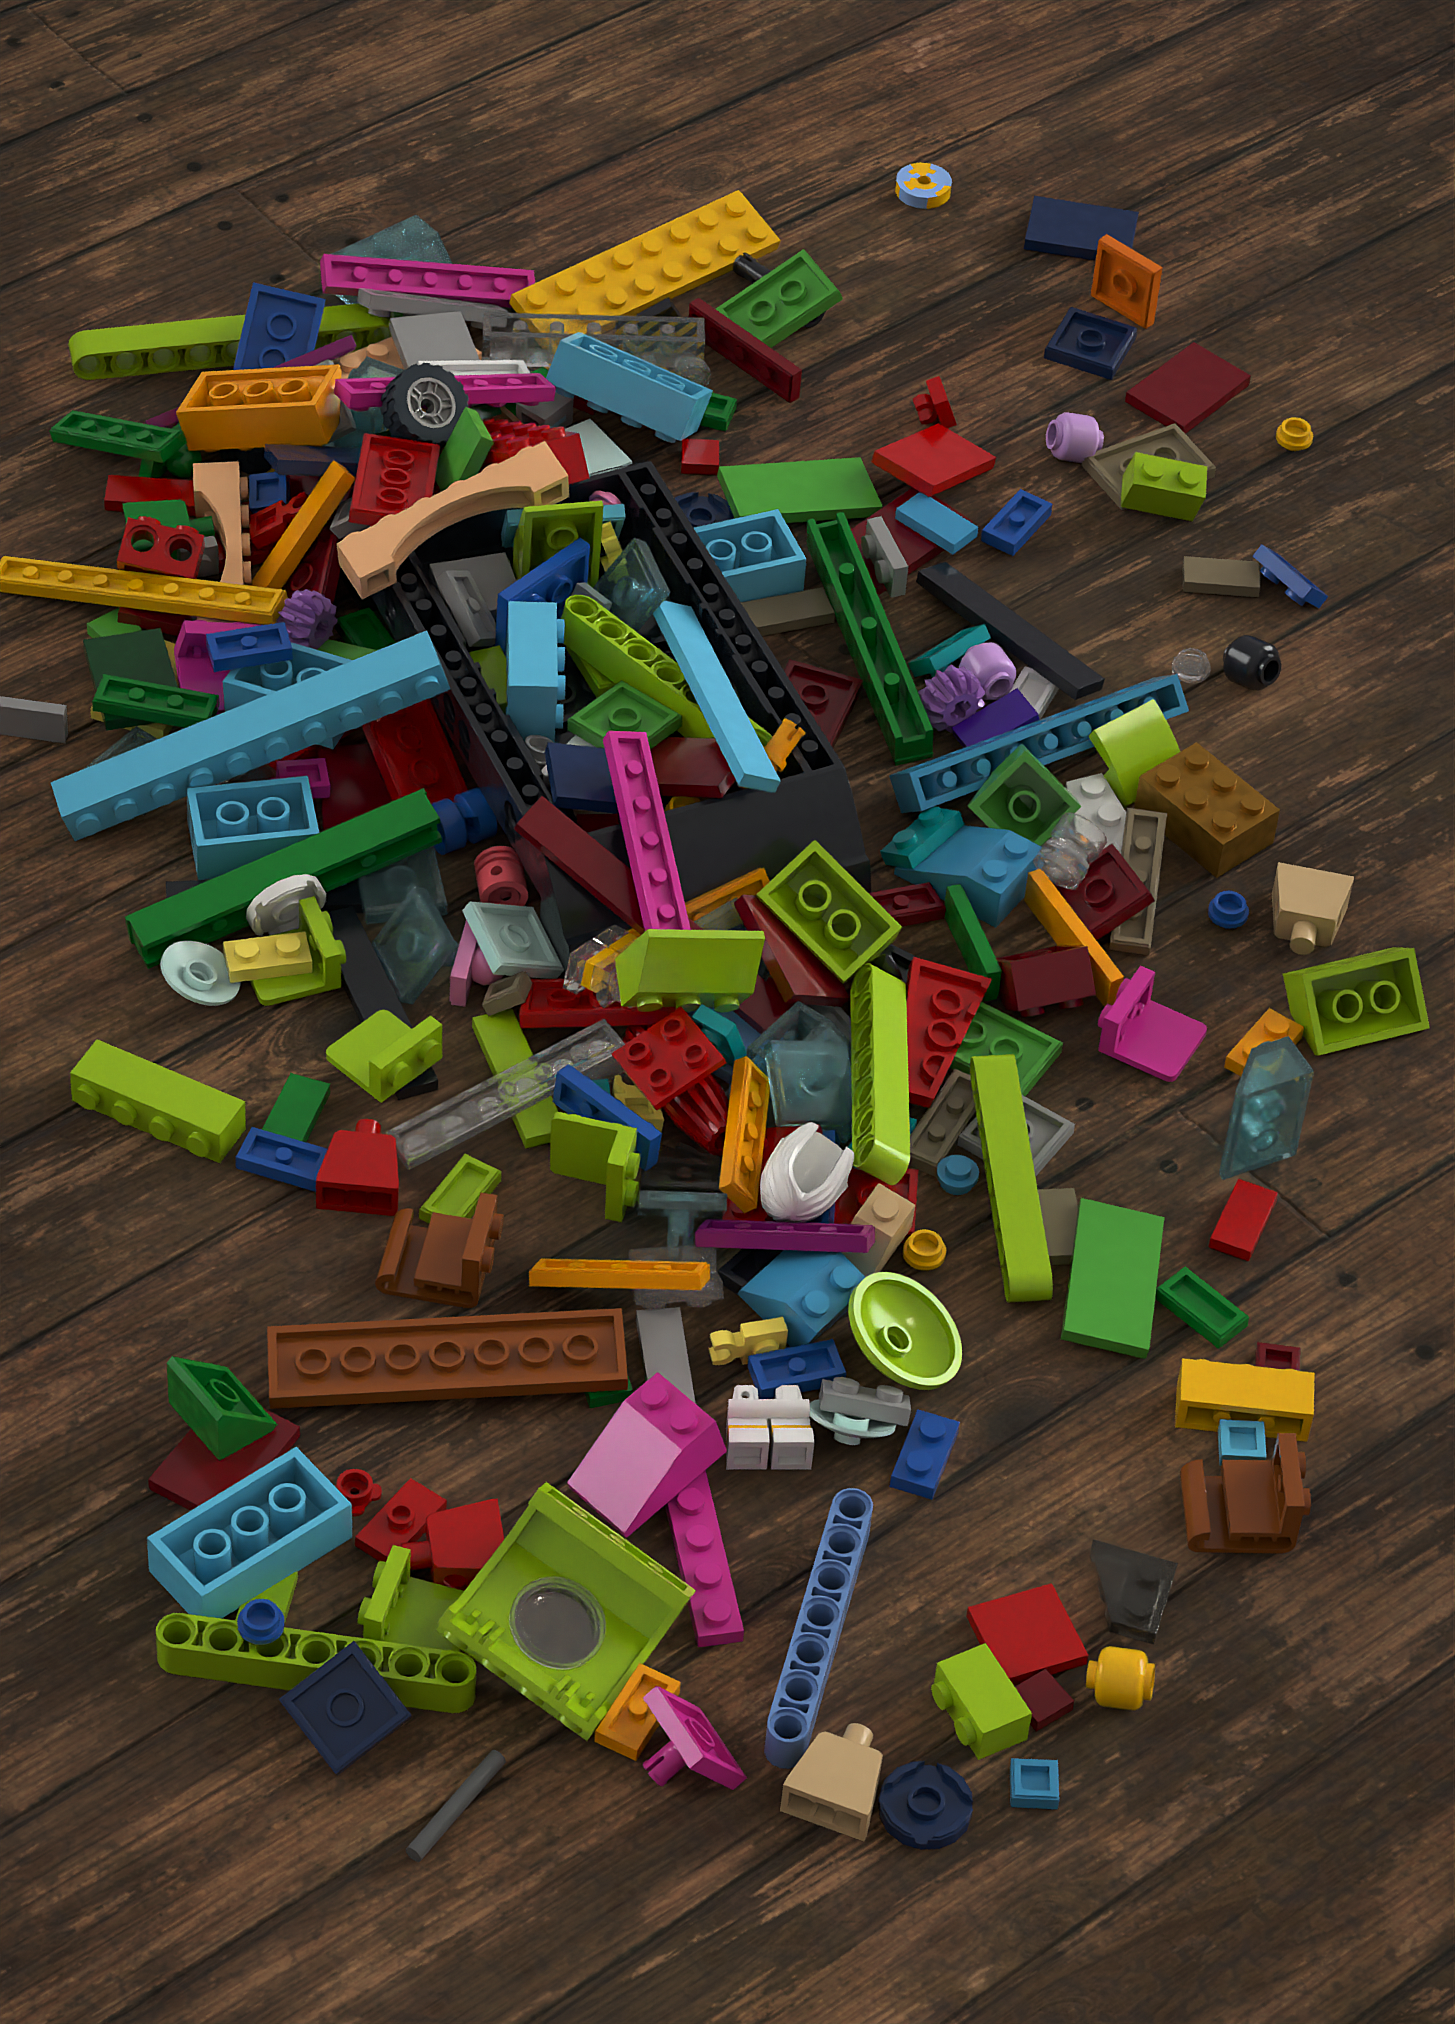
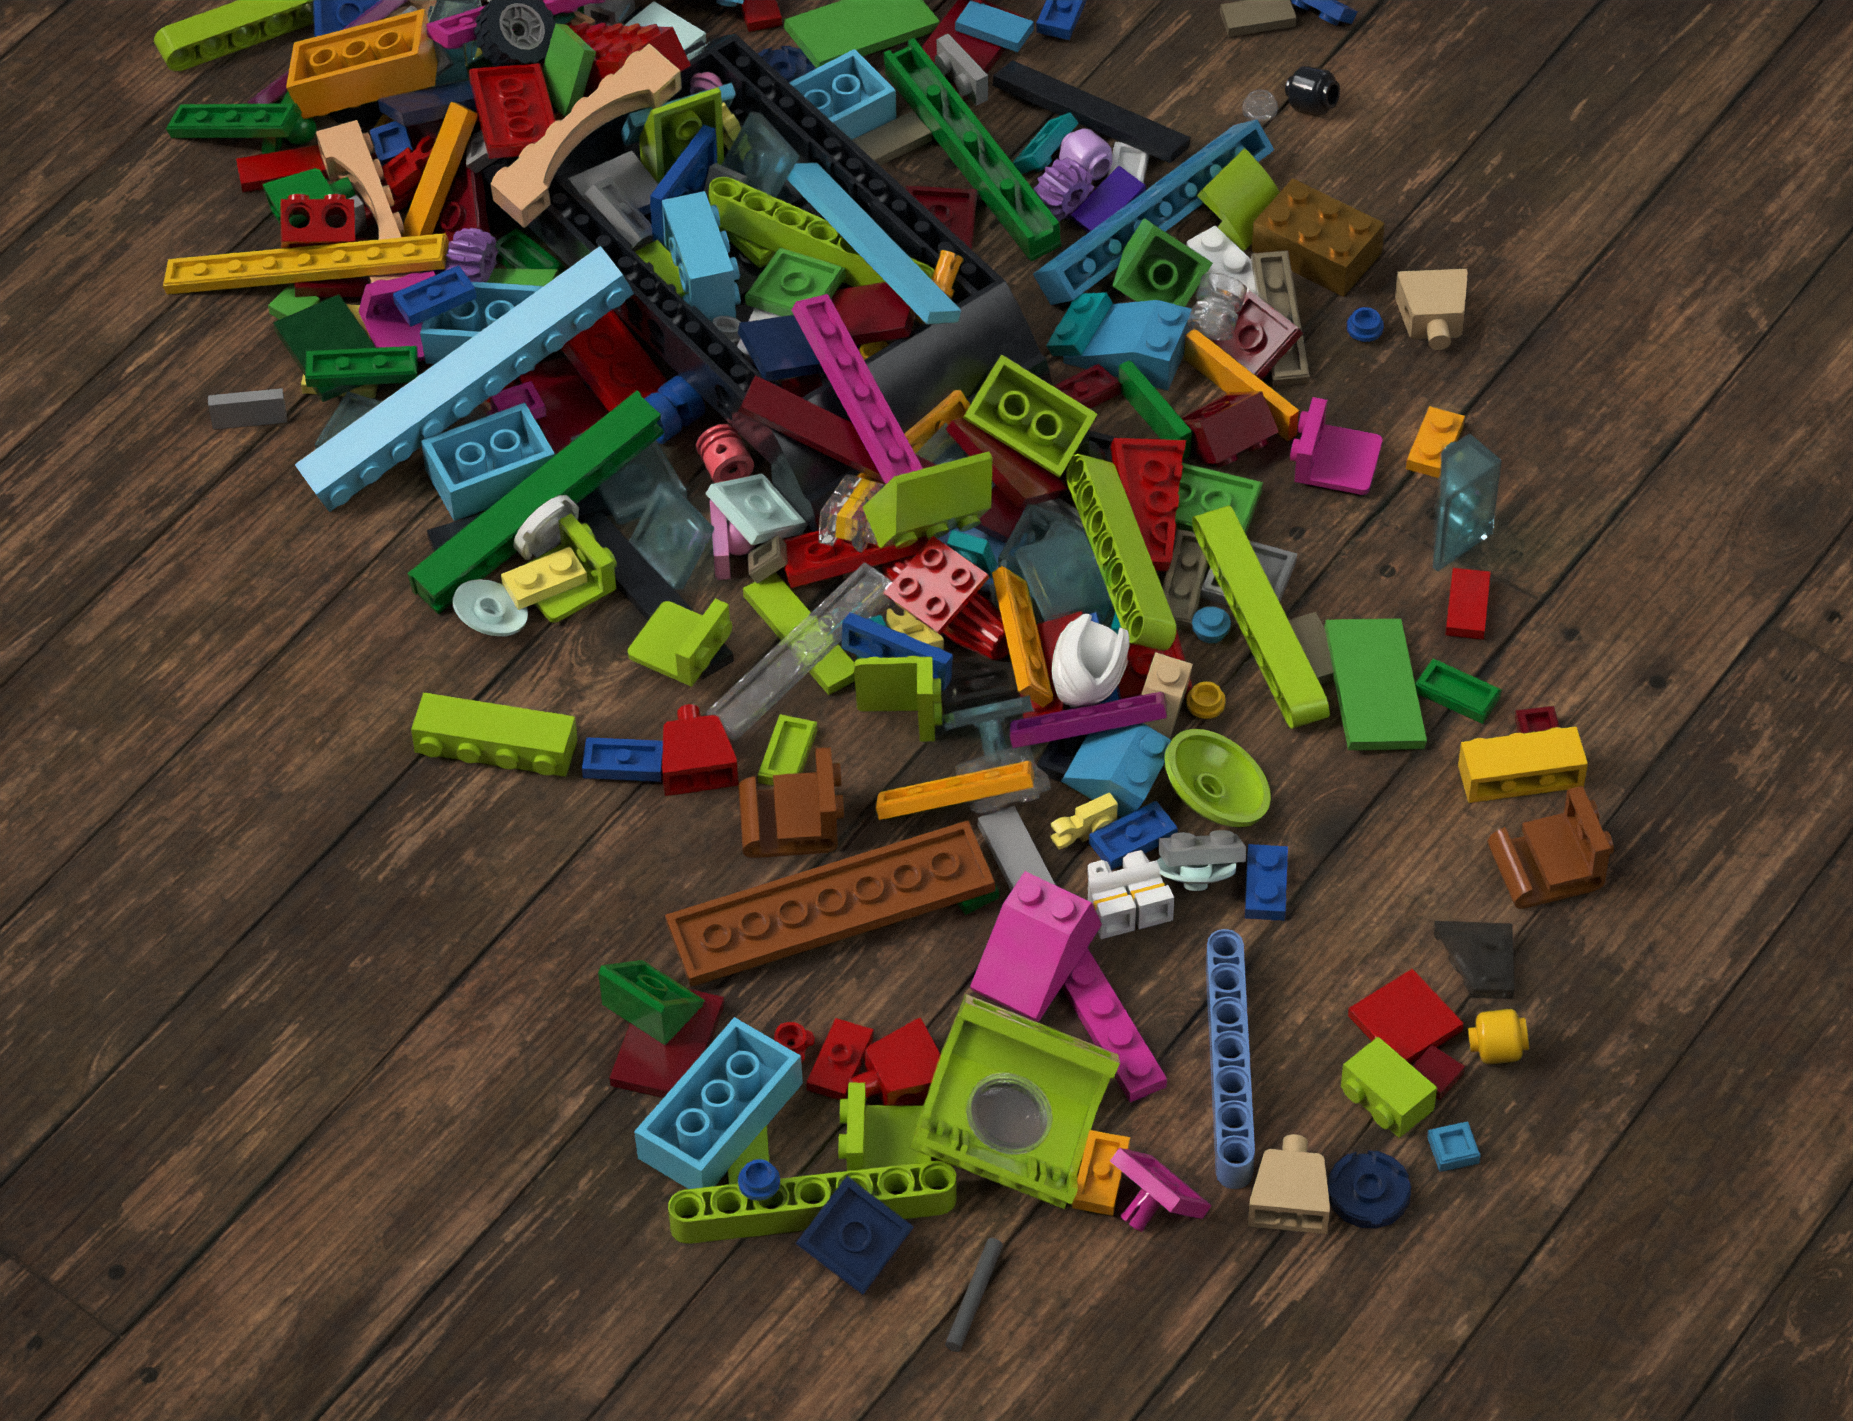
camera: 10 degrees left, 5 degrees up
(298, 1107) = (618, 709): green tile -> none
(1241, 1440) = (1531, 802): medium azure plate -> none
(1358, 999) = (1503, 379): lime slope -> none

